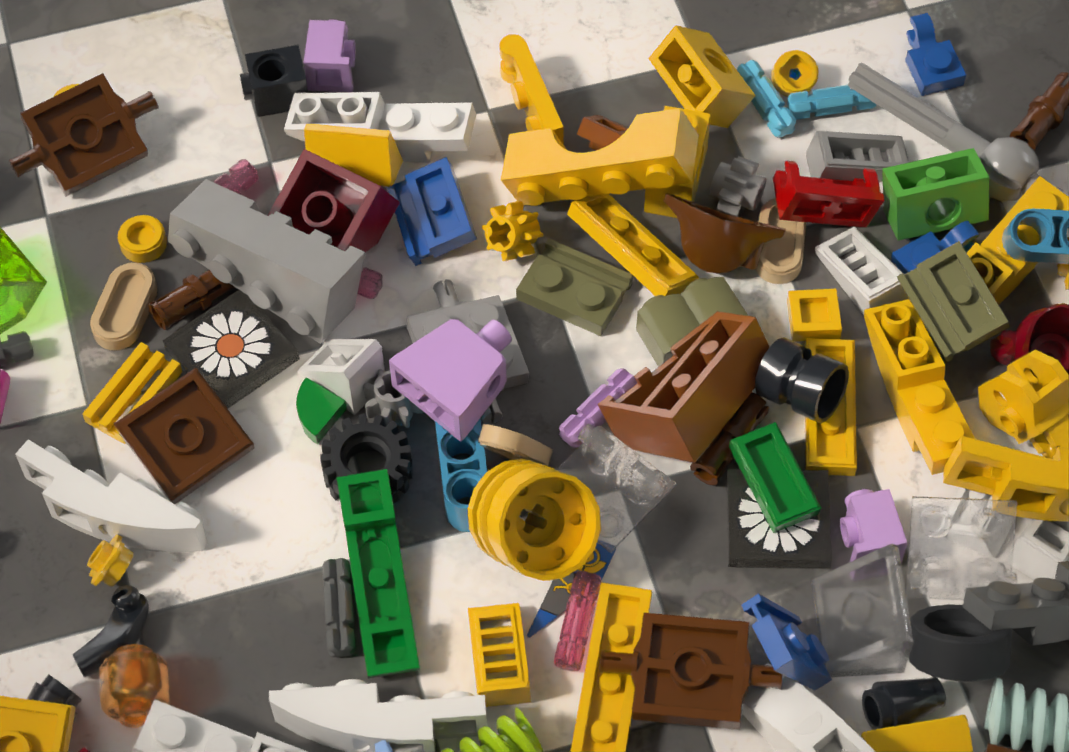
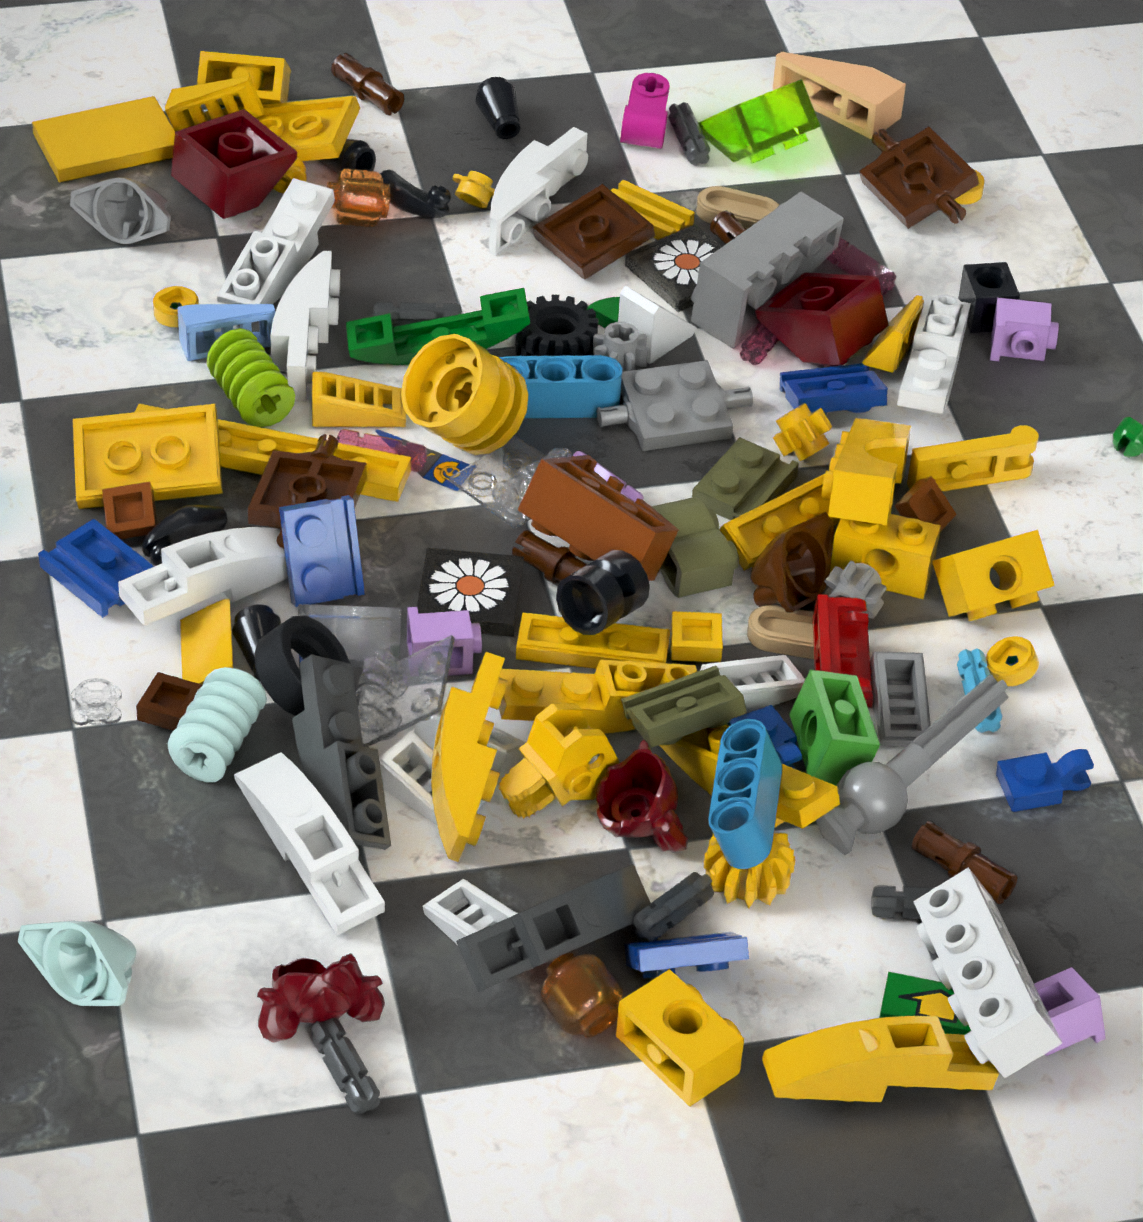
camera: 90 degrees right, 15 degrees down
(453, 373) = (616, 351): lavender torso -> none
(513, 445) = (551, 404): tan tile -> none
(767, 100) = (979, 636): medium azure axle -> none
(774, 477) = (503, 574): green tile -> none

